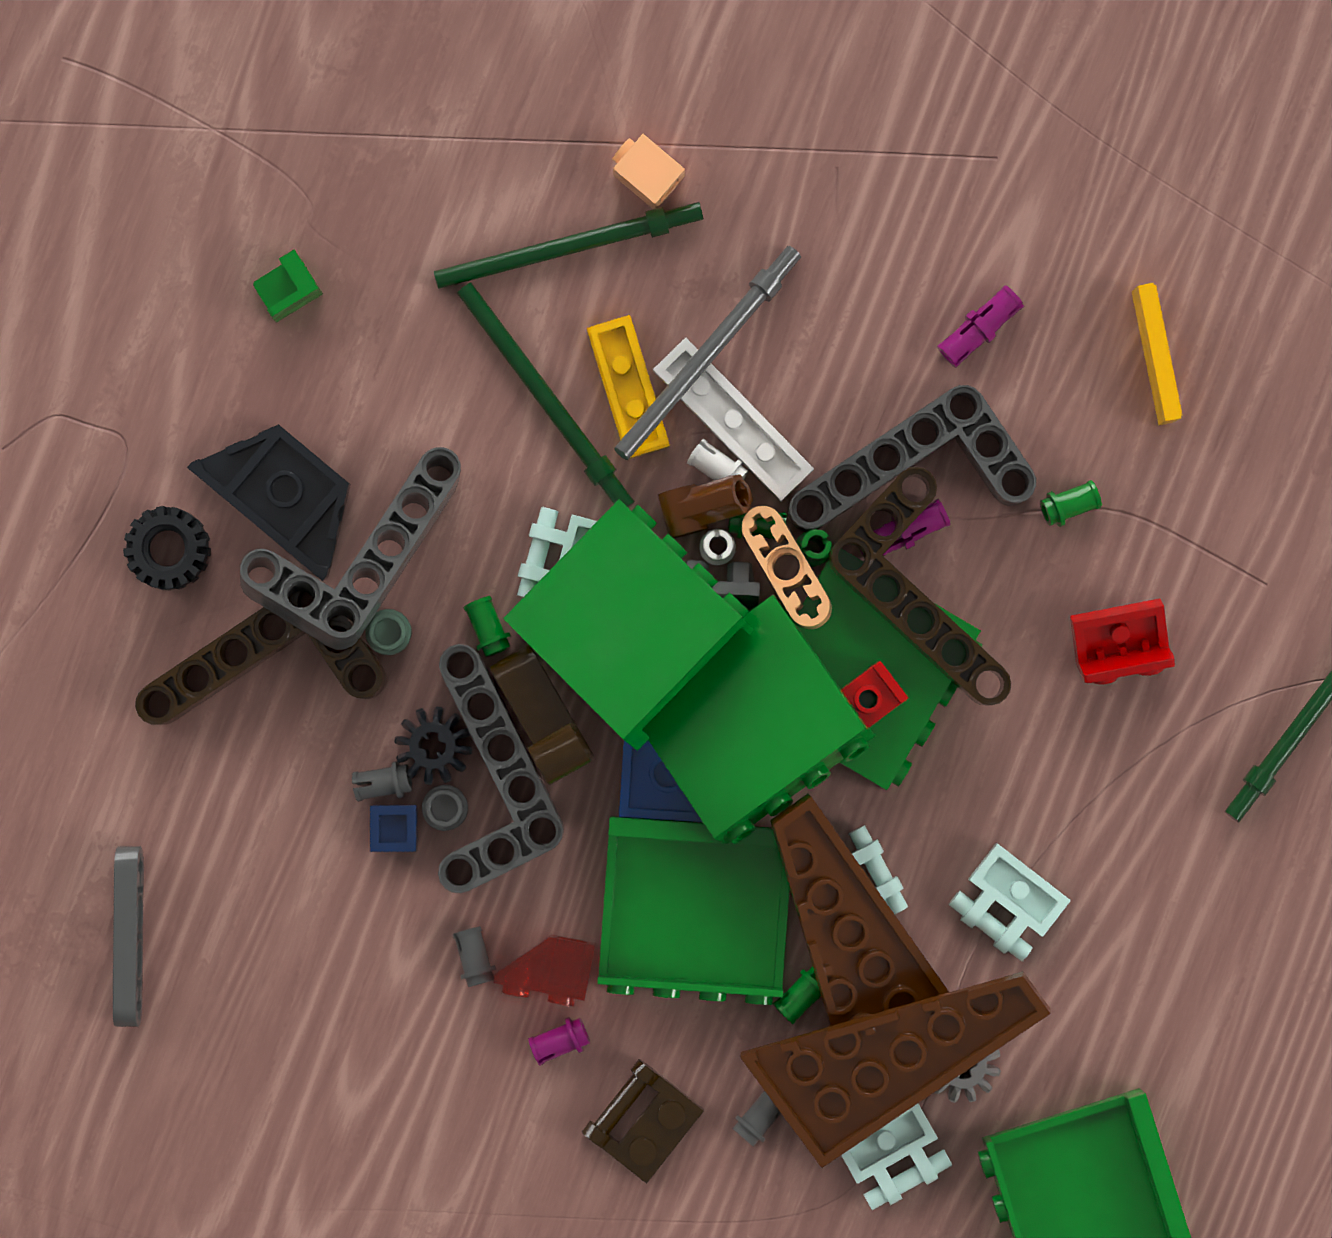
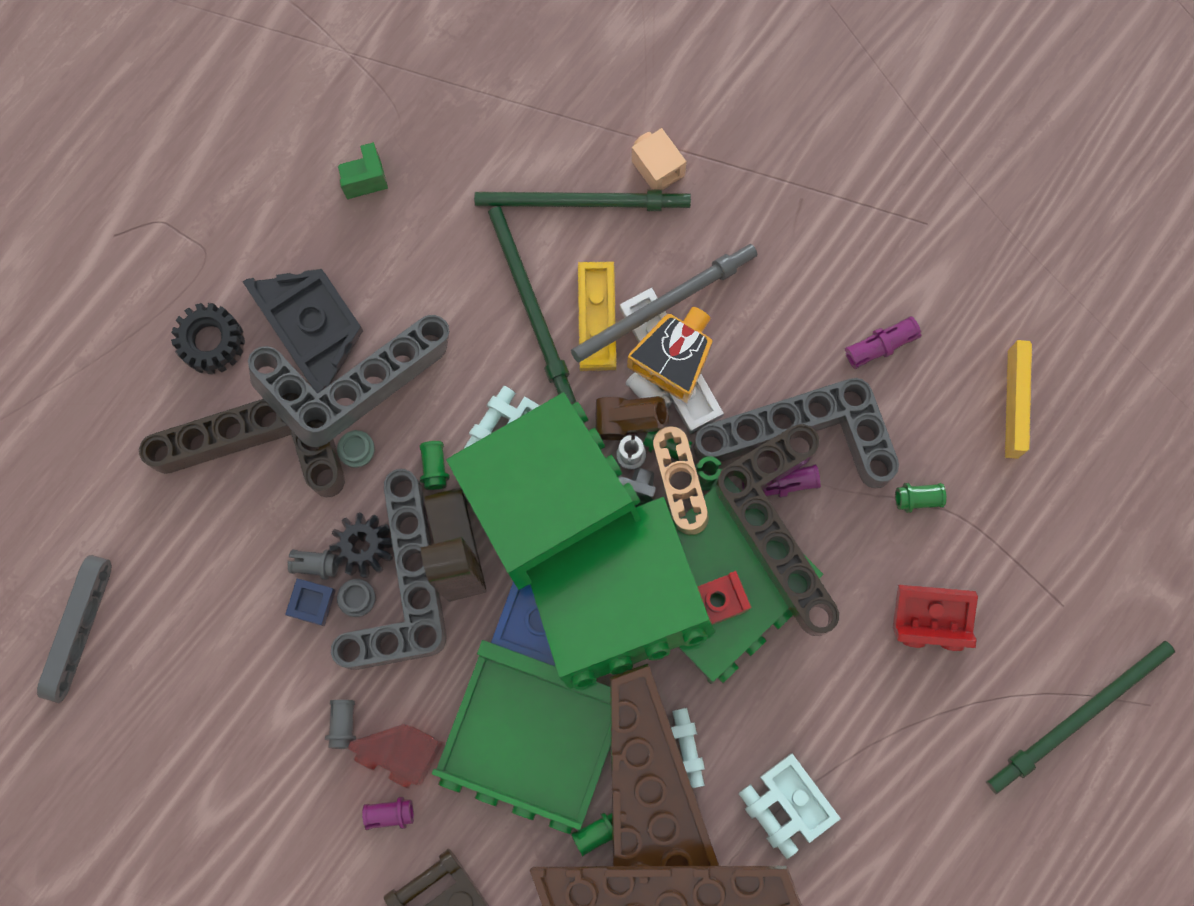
camera: 20 degrees right, 10 degrees down
(738, 415) = (674, 353): none -> torso

